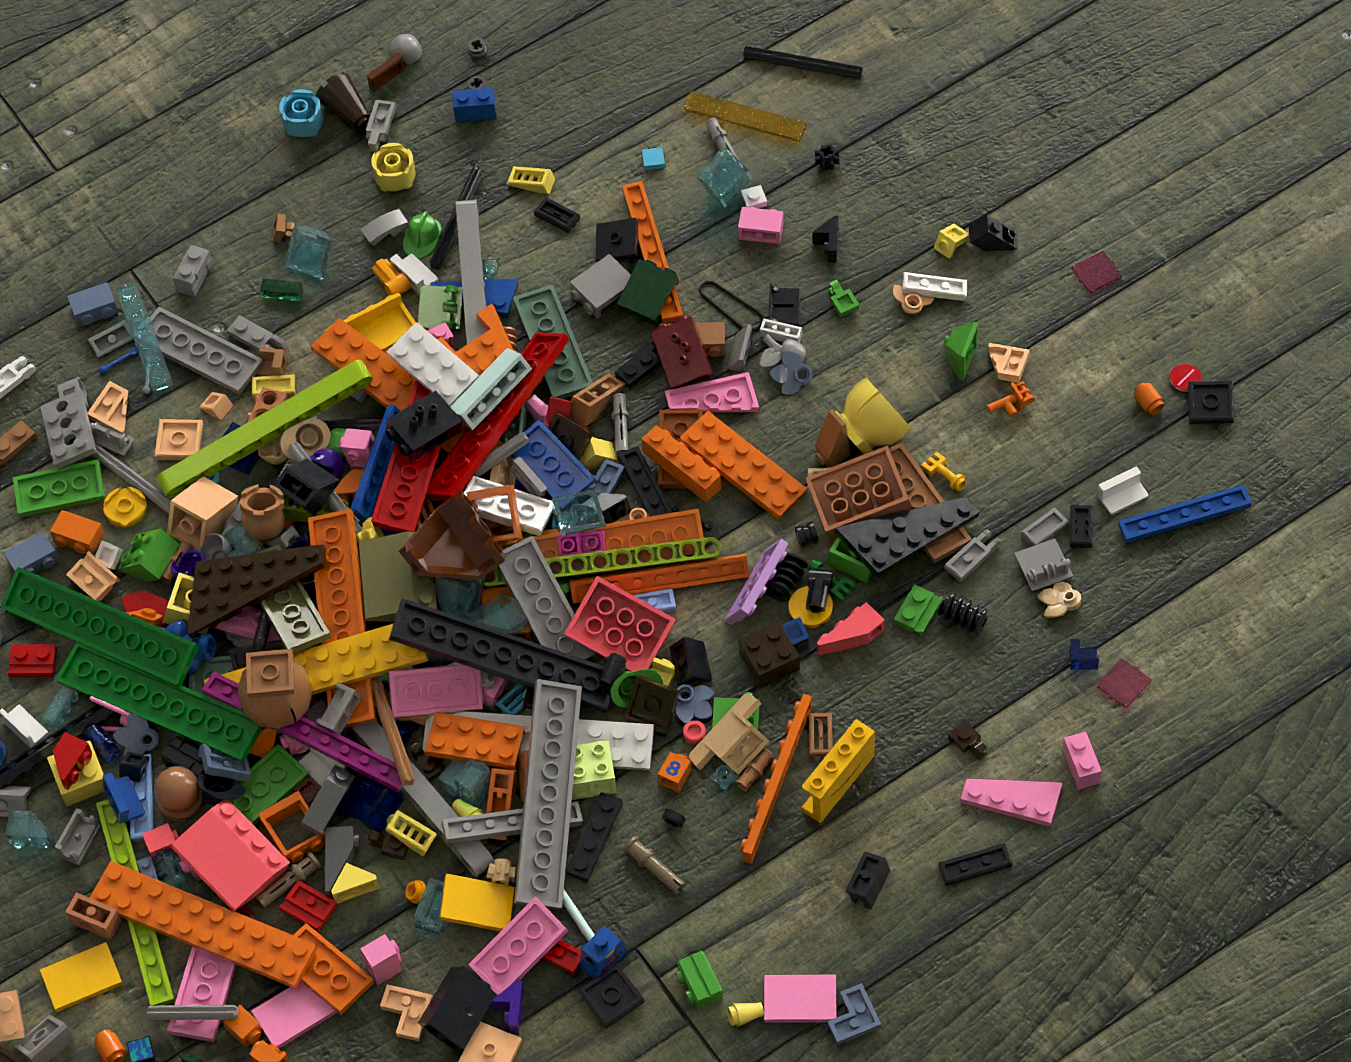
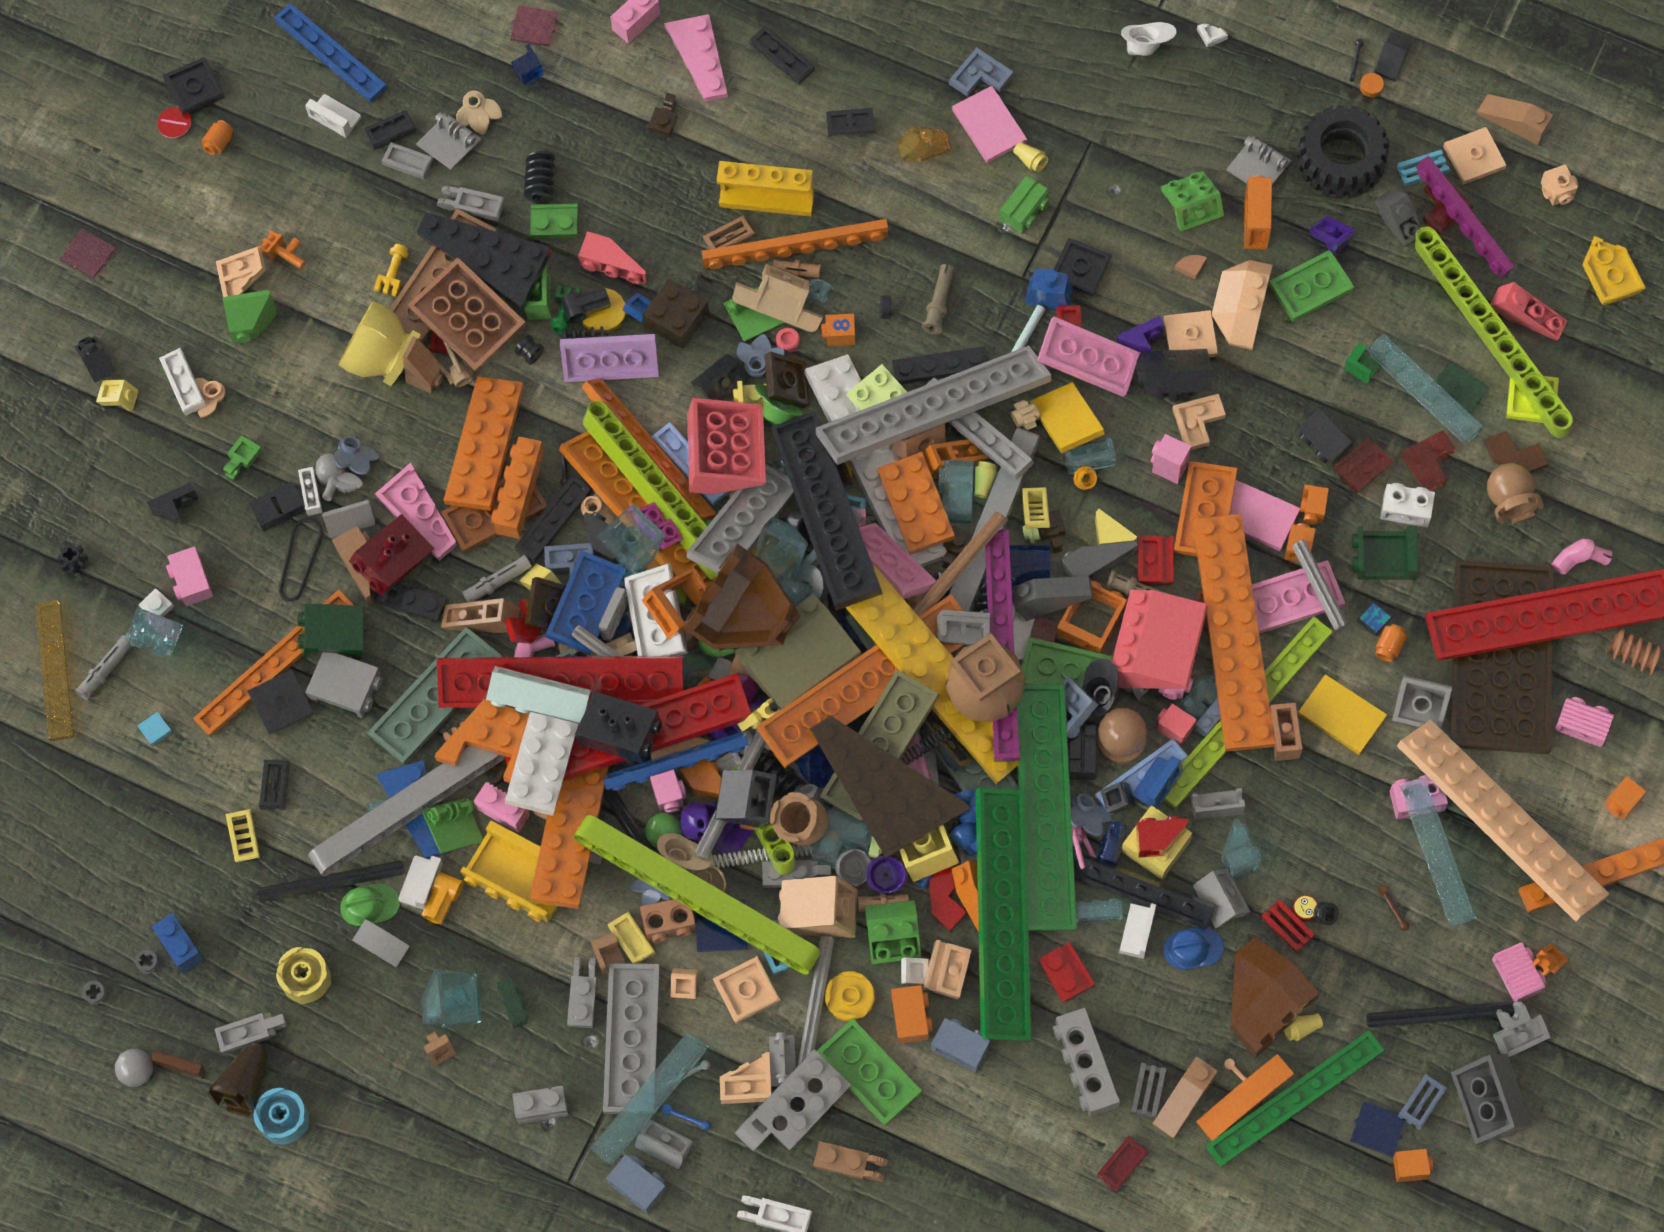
camera: 120 degrees left, 10 degrees up
(612, 669) = (777, 423): black cone -> none
(810, 930) = (922, 144): none -> clear yellow slope

